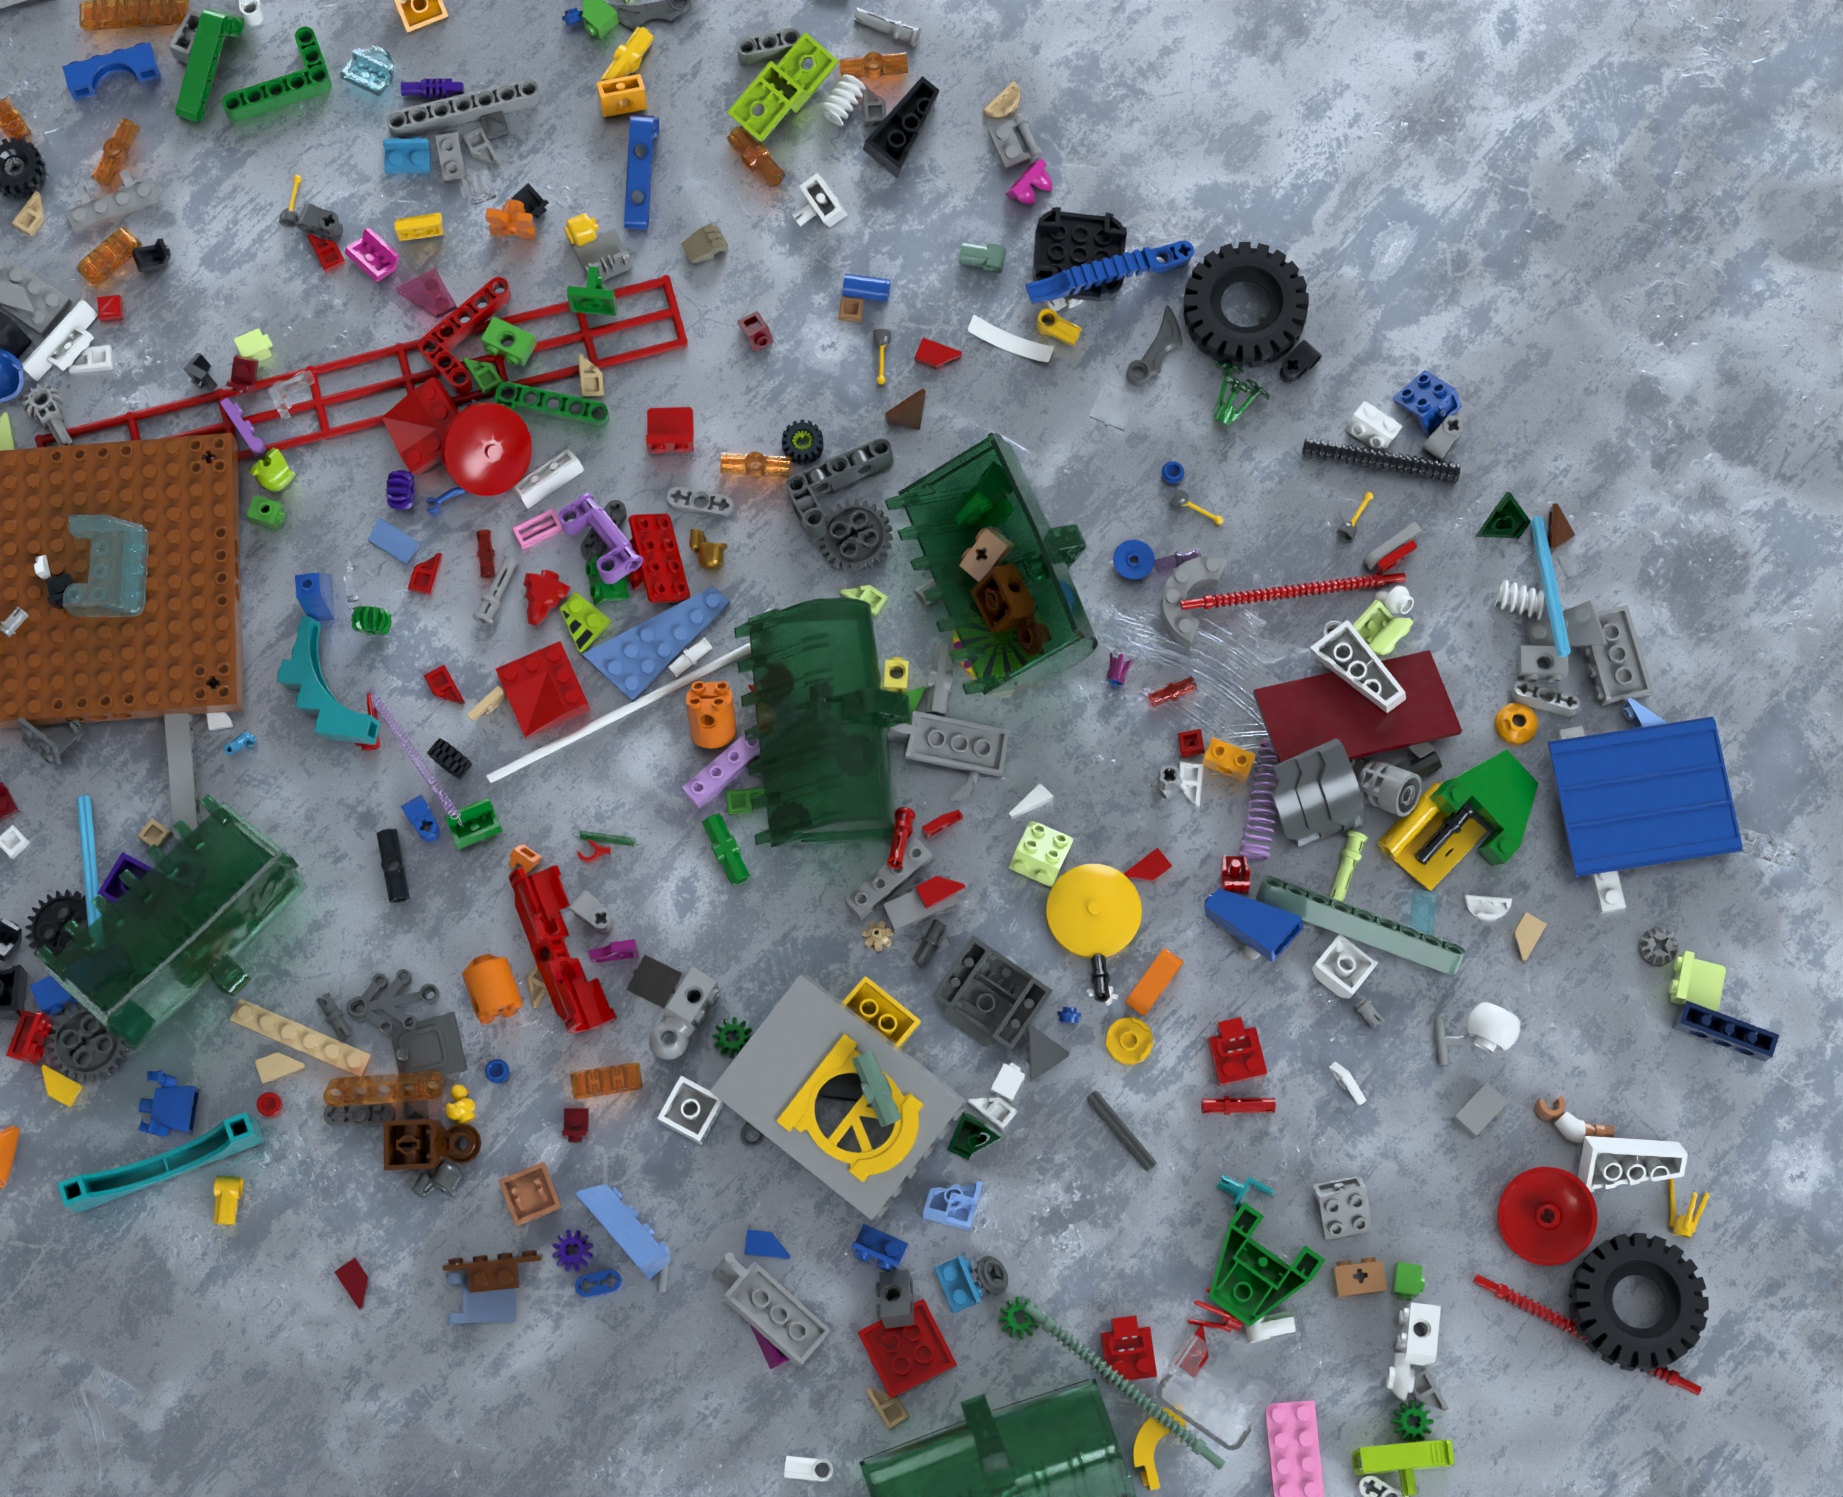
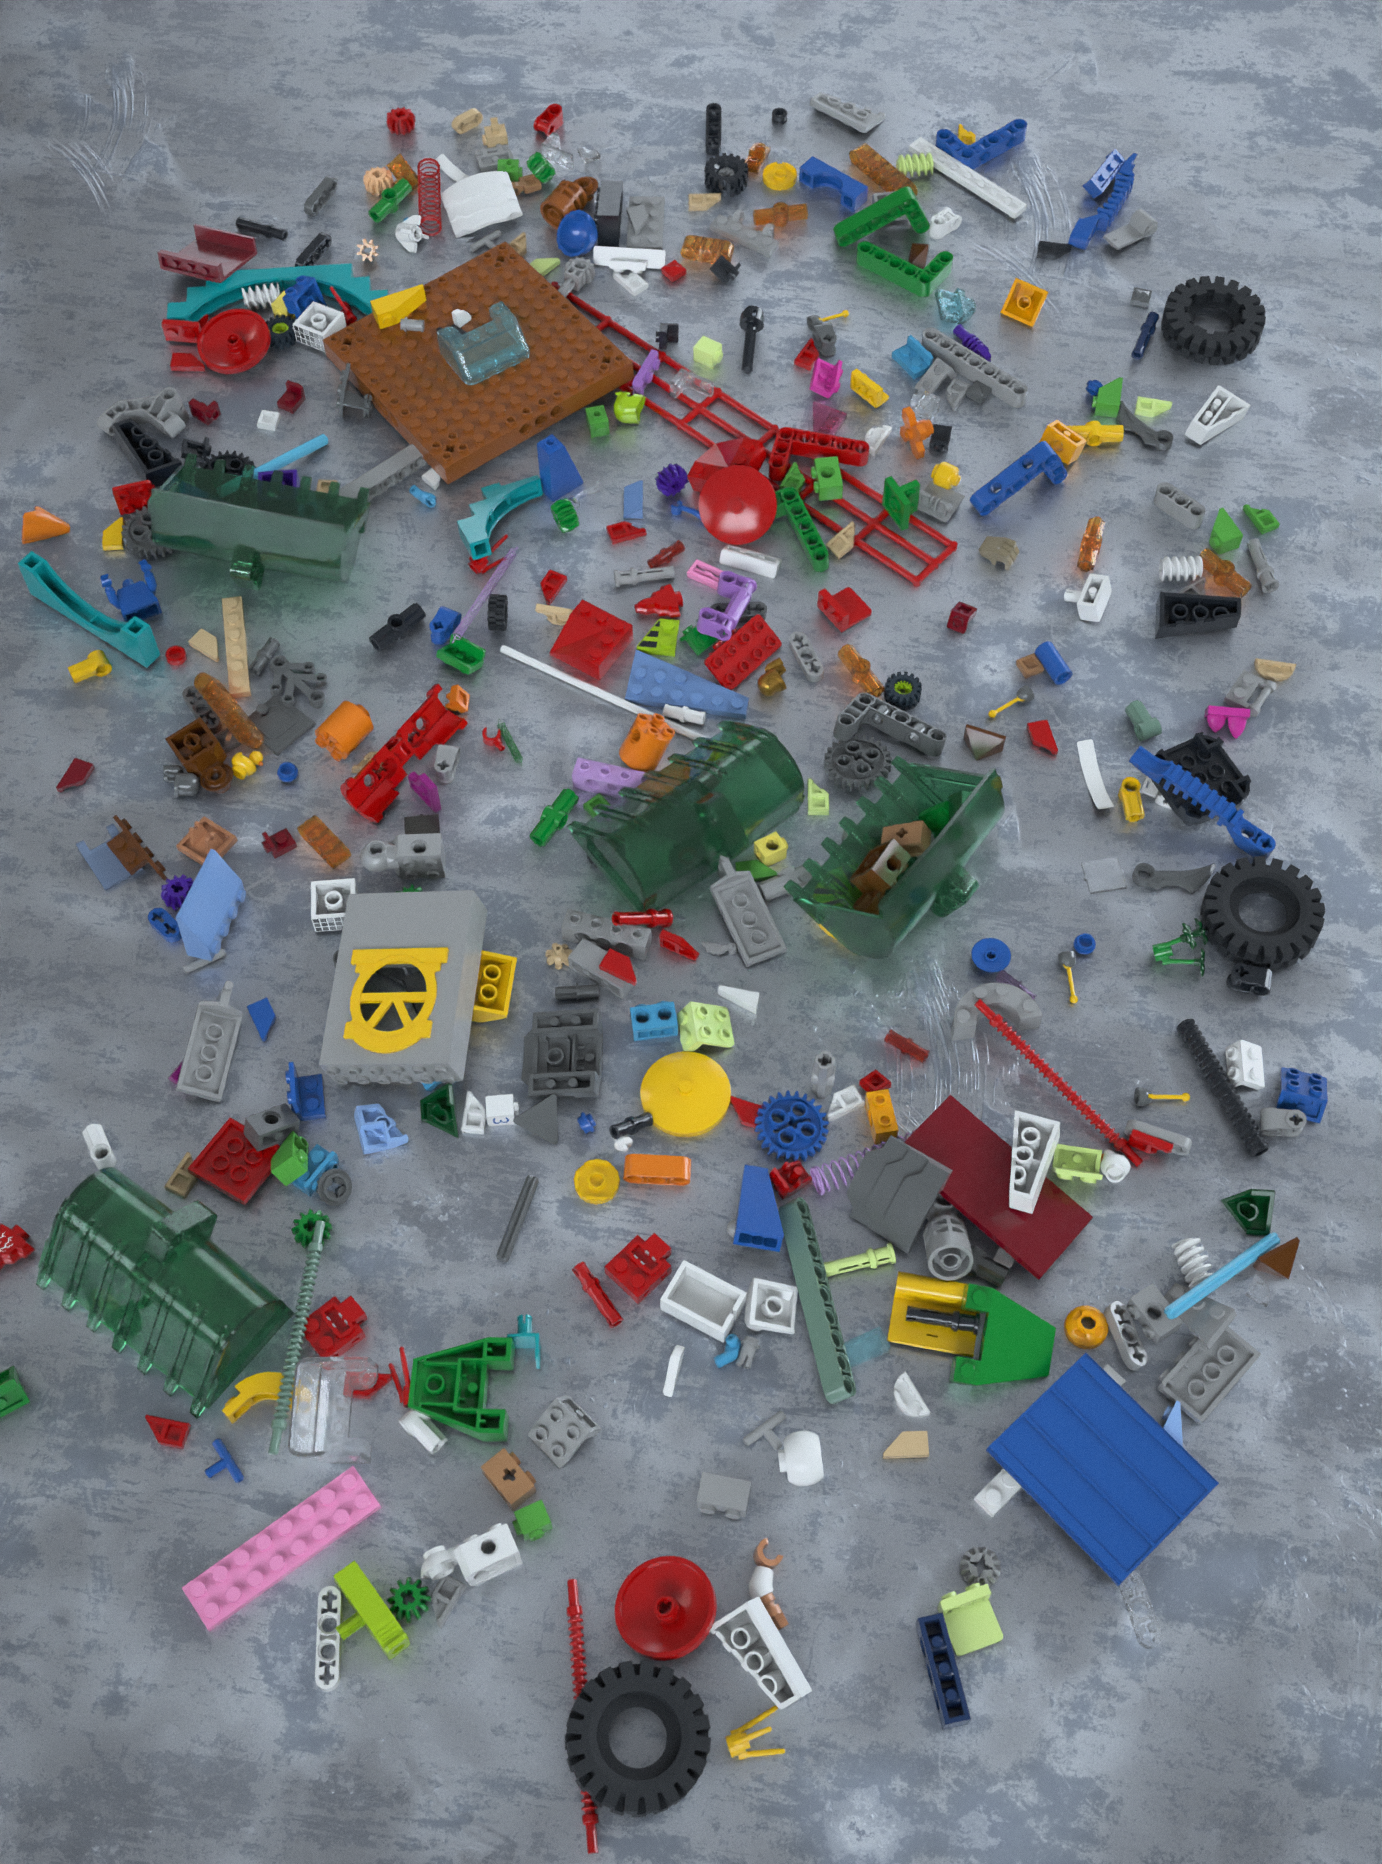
camera: 60 degrees right, 15 degrees down
(54, 115) = (779, 176): none -> yellow tile
(243, 374) = (683, 354): dark red bracket -> none
(247, 279) = (751, 325): none -> black piece
(274, 57) = (919, 254): none -> reddish brown slope
(481, 260) = (877, 437): none -> white tile
(783, 87) = (1157, 528): lime bracket -> none
(828, 31) = (1225, 534): none -> bright green slope
(876, 1088) = (417, 993): sand green piece -> none
(940, 1299) = (290, 1159): none -> bright green slope
(1010, 895) = (654, 1026): none -> dark azure brick
(1117, 673) = (888, 996): flat silver piece -> none
(1167, 836) = (799, 1143): none -> blue gear
(1305, 1020) = (703, 1301): none -> white piece
(1359, 1025) = (731, 1351): none -> dark azure arm

